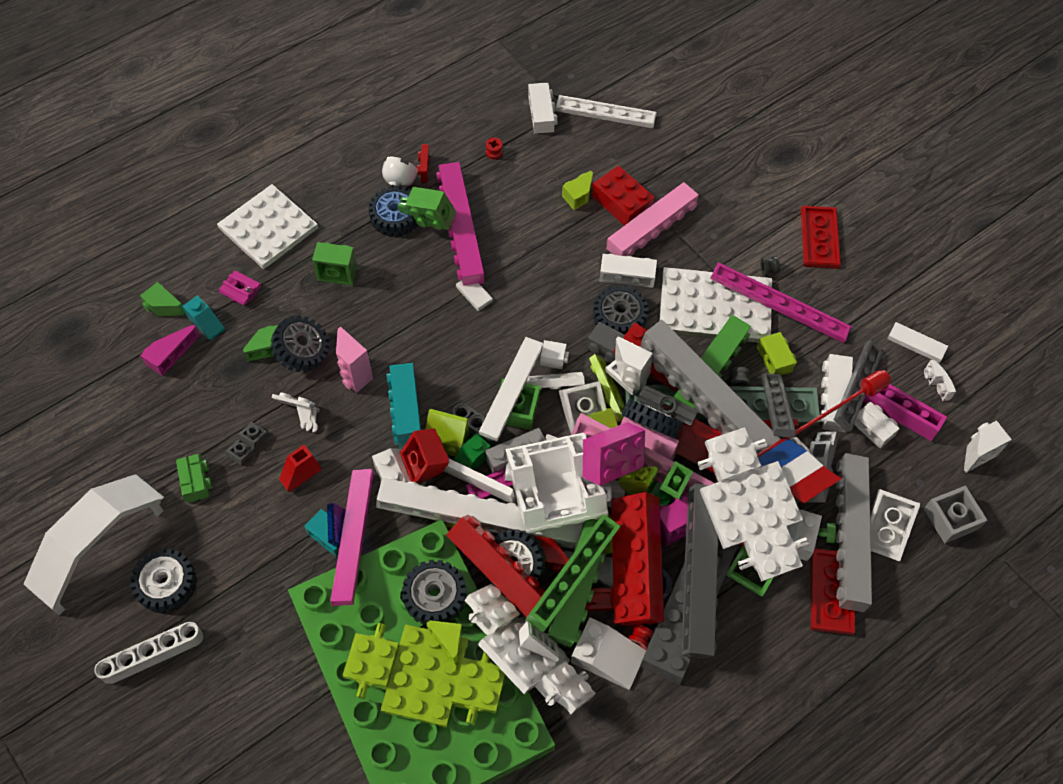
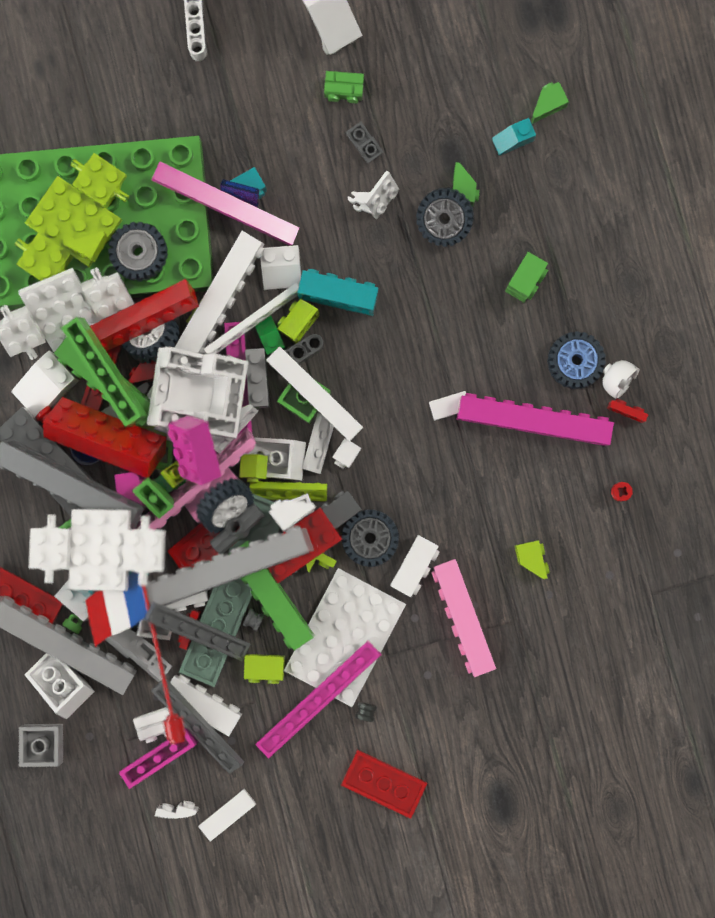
camera: 120 degrees right, 25 degrees up
(152, 570) = (255, 24): wheel -> none
(166, 351) = (488, 91): dark pink slope -> none
(231, 288) = (535, 191): dark pink piece -> none
(267, 226) = (608, 228): white plate -> none
(298, 468) = (315, 180): red slope -> none
(352, 361) = (402, 255): bright pink slope -> none
(424, 455) = (274, 290): red slope -> none
(428, 208) = (551, 387): bright green brick -> none
(538, 642) = (67, 312): white slope -> none
(542, 108) = (657, 564): white brick -> none
(605, 111) = (631, 633): white tile -> none
(621, 195) = (506, 599): red brick -> none
(985, 445) = (90, 809): white slope -> none

